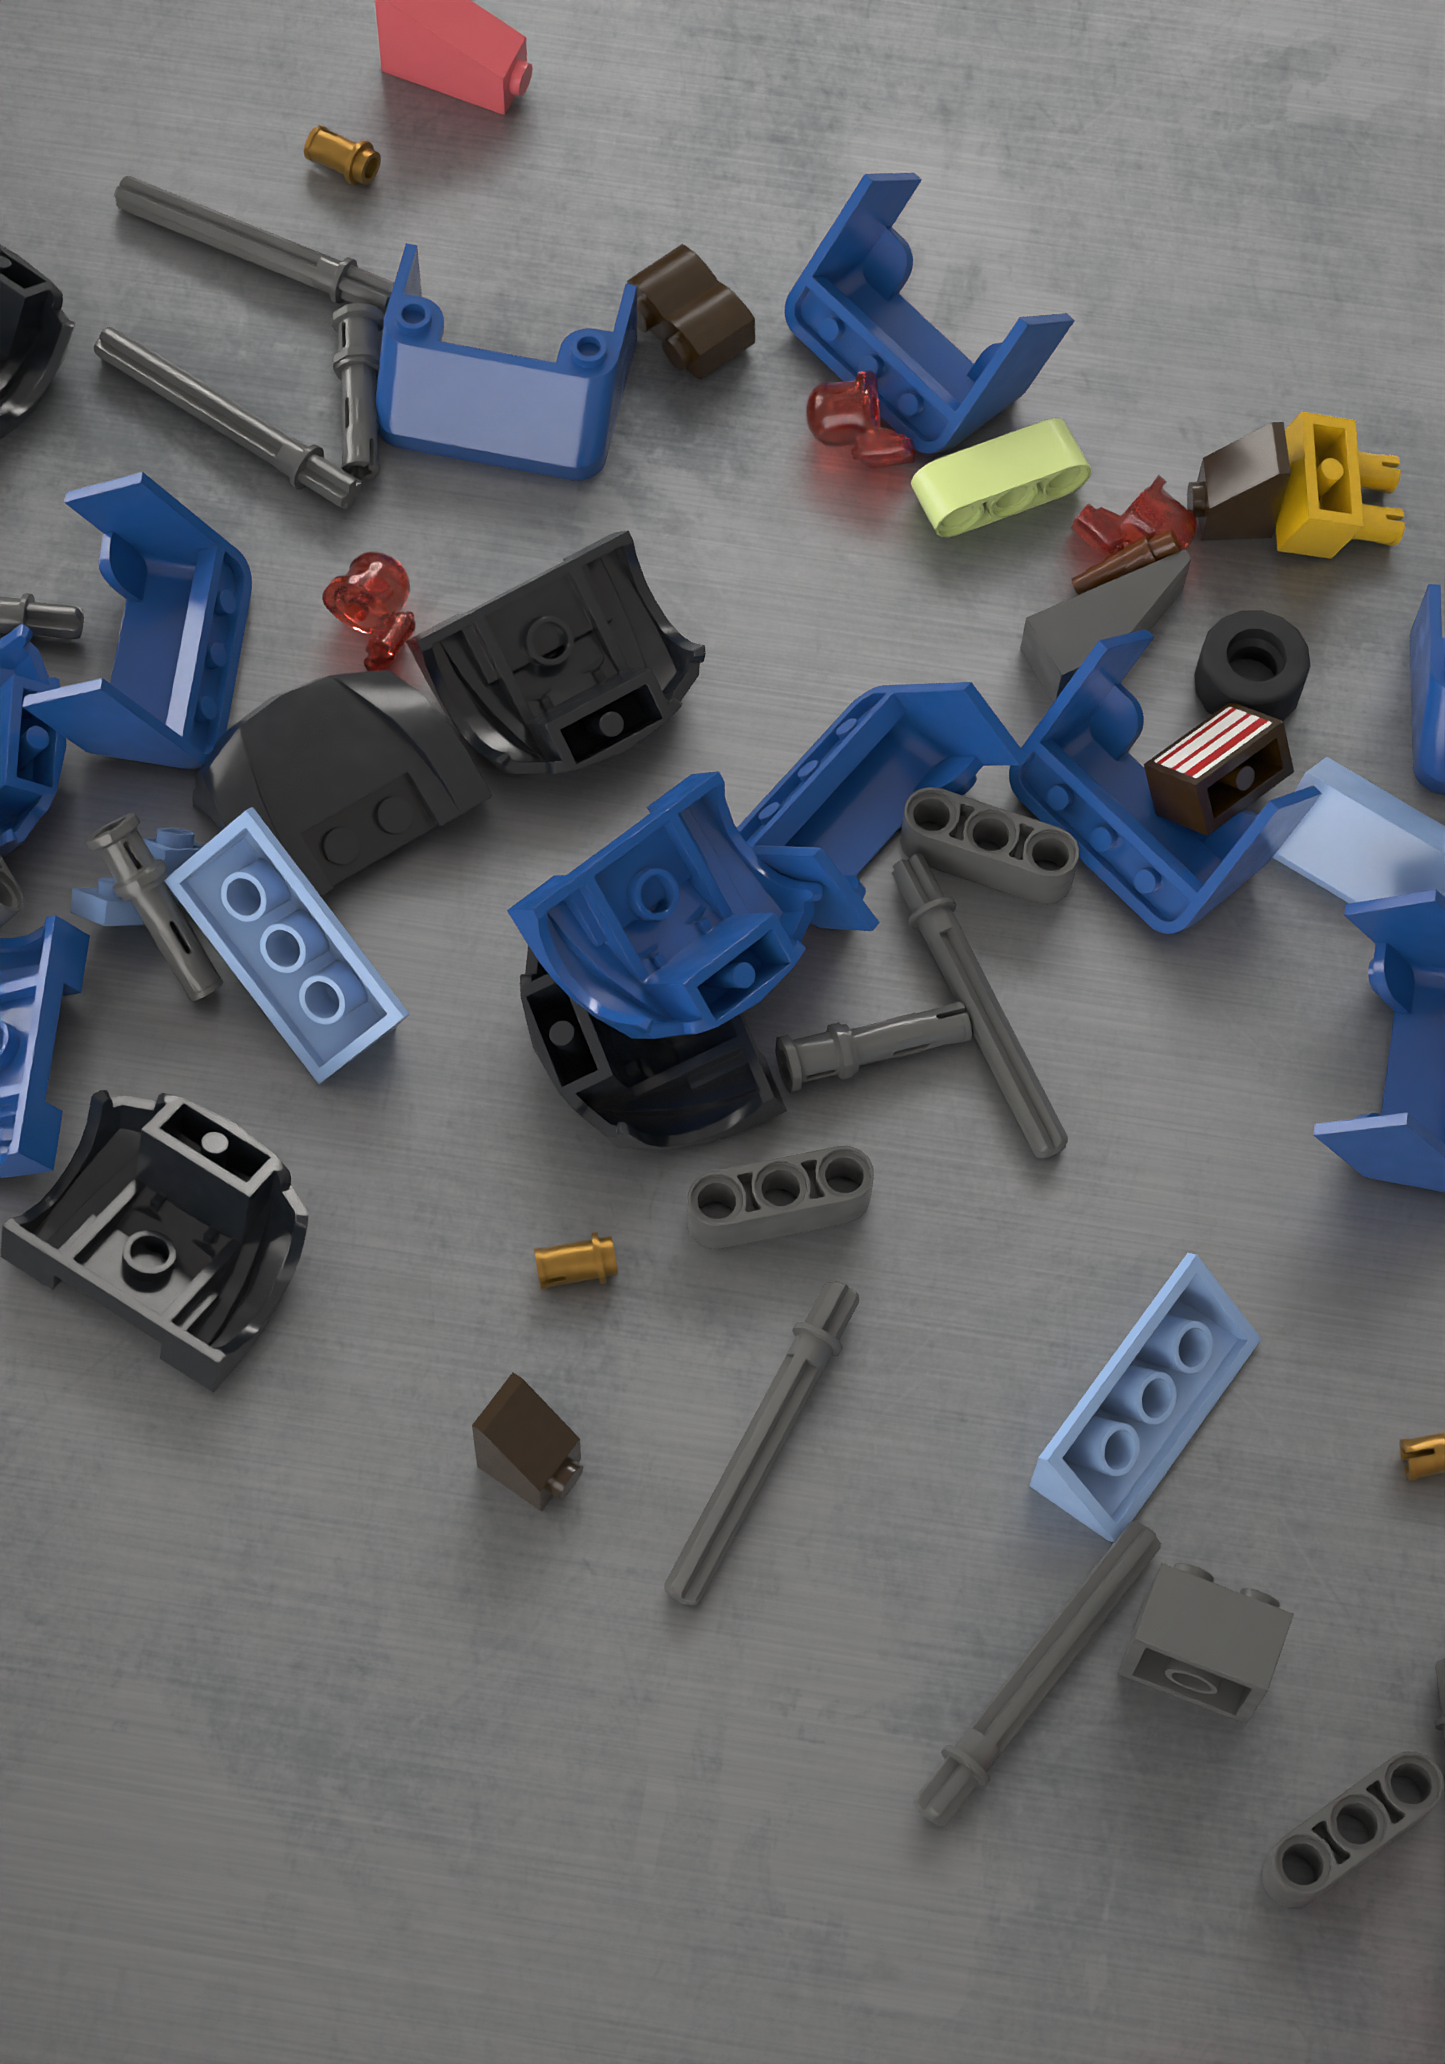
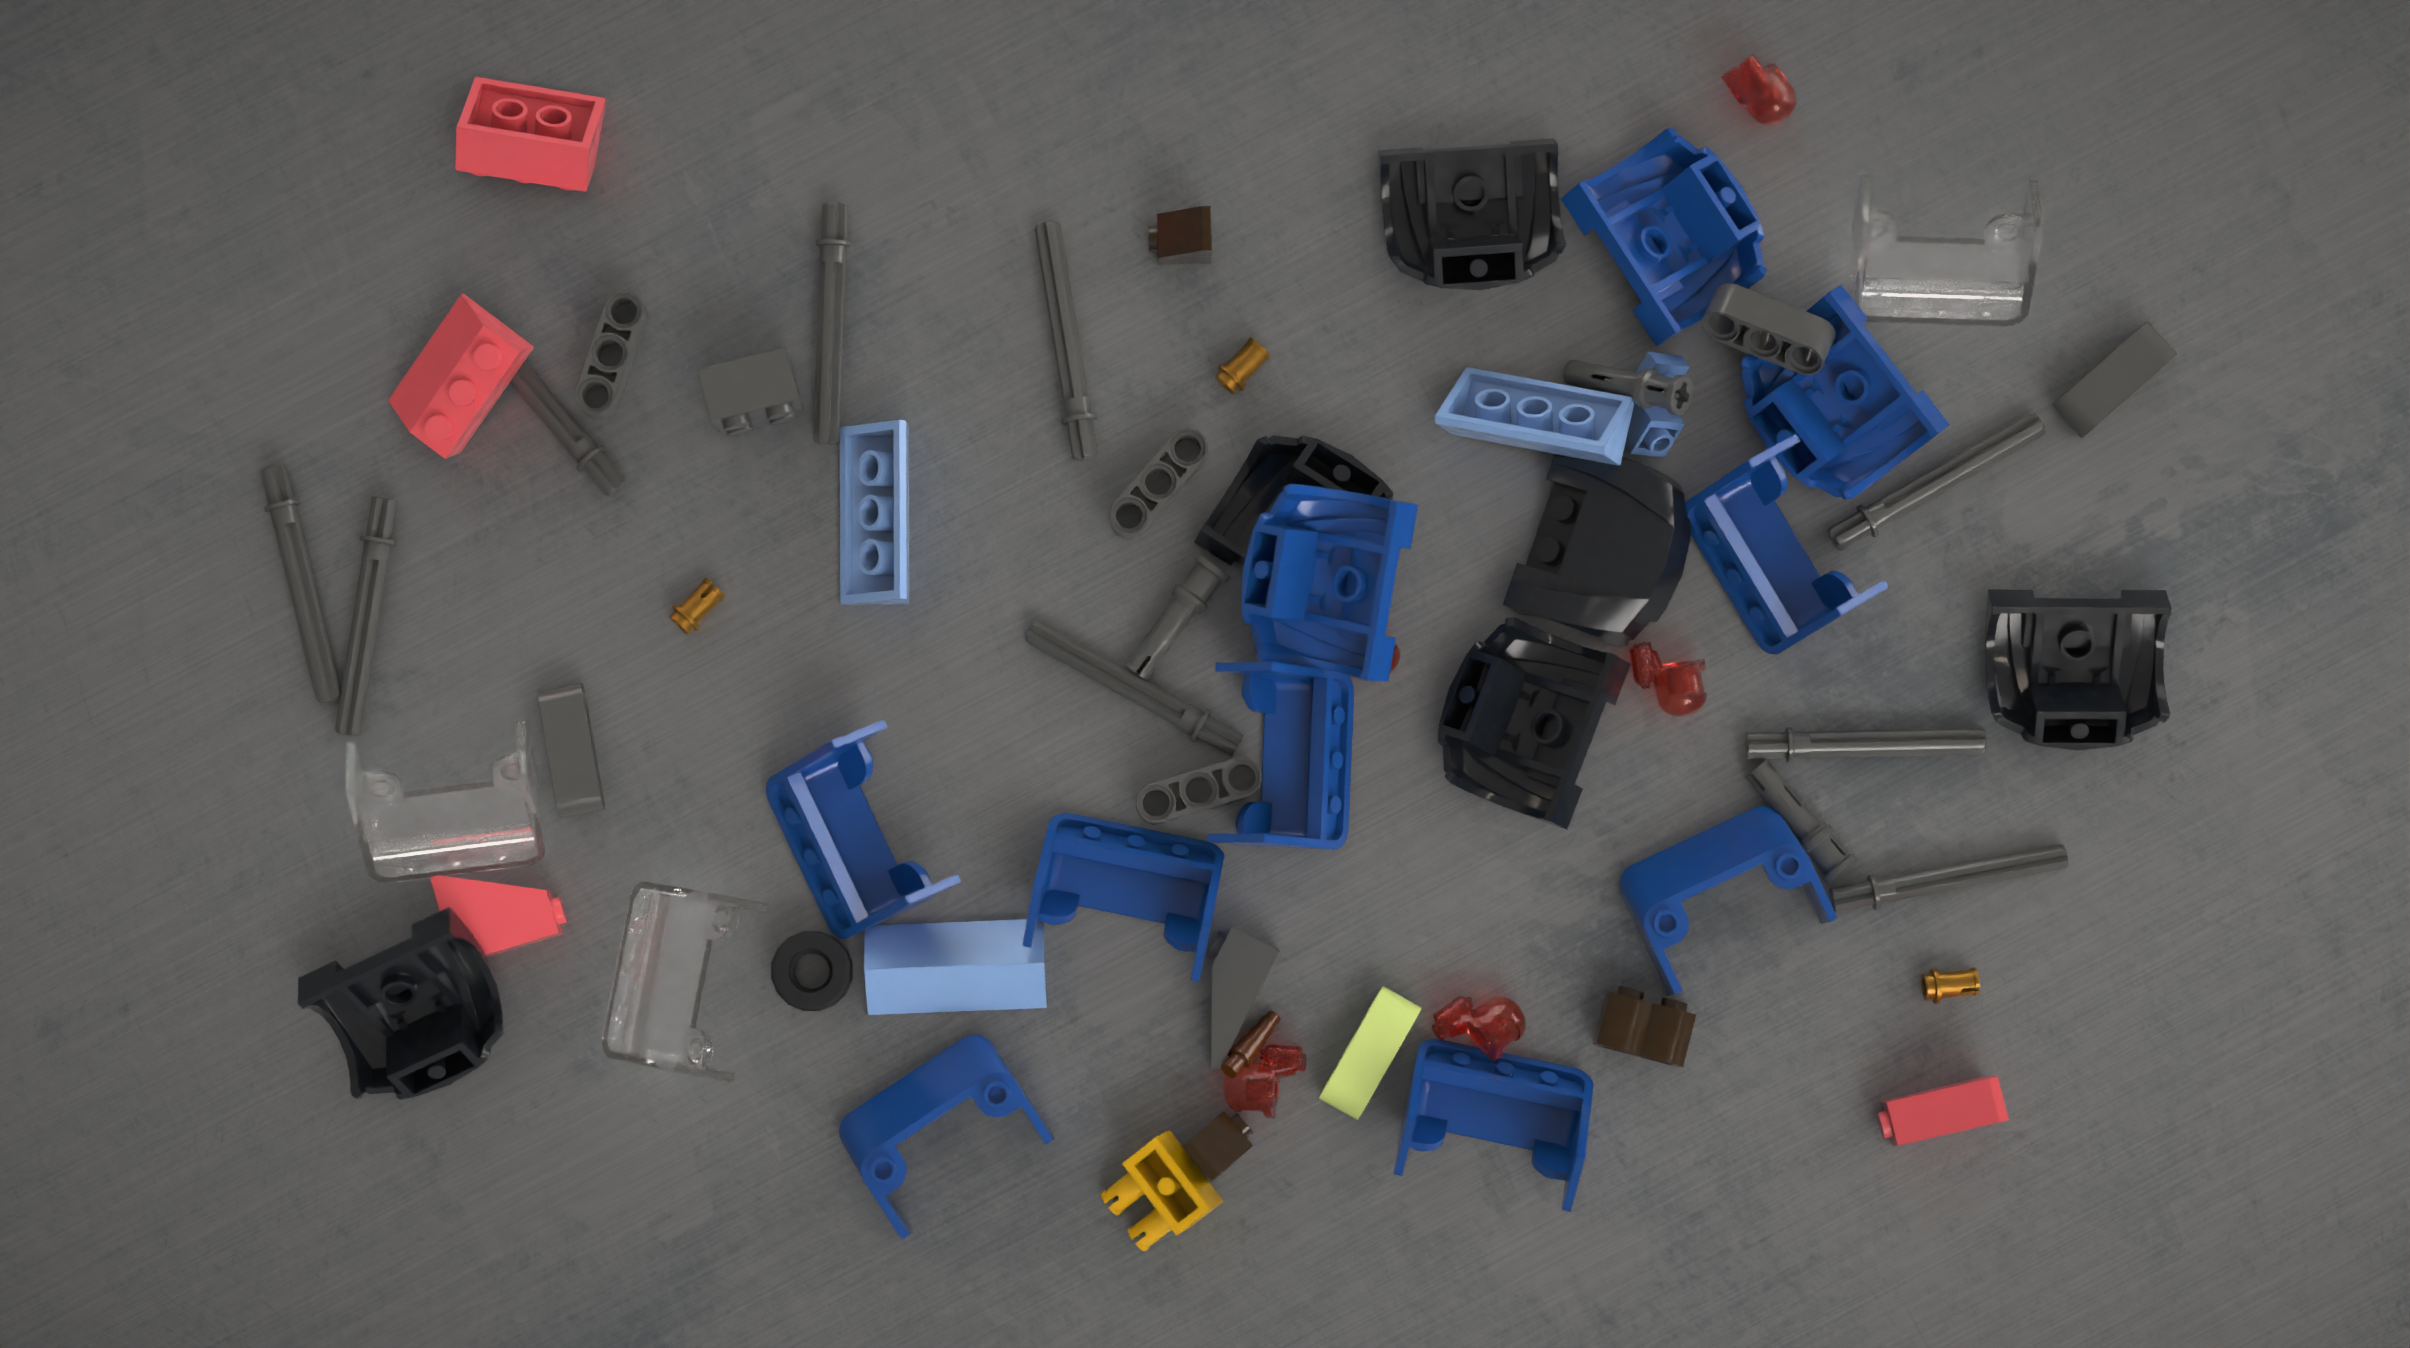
camera: 140 degrees right, 20 degrees up
(1219, 768) = (1098, 935): dark brown brick -> none
(1260, 638) = (1099, 1027): black tyre -> none

